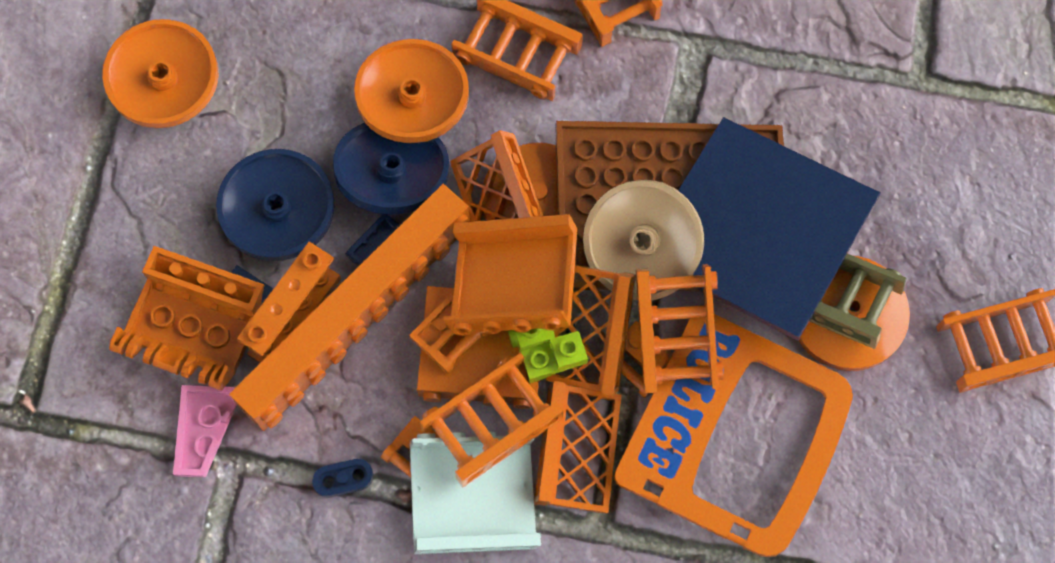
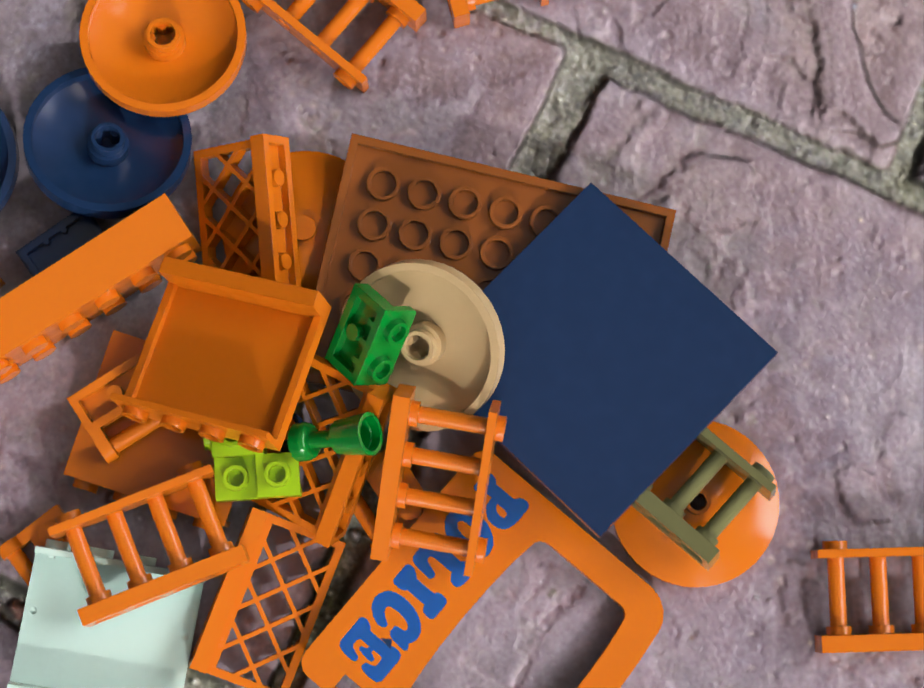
camera: 15 degrees right, 10 degrees up
(608, 240) = (369, 337): none -> green bracket
(612, 308) = (347, 436): none -> green piece

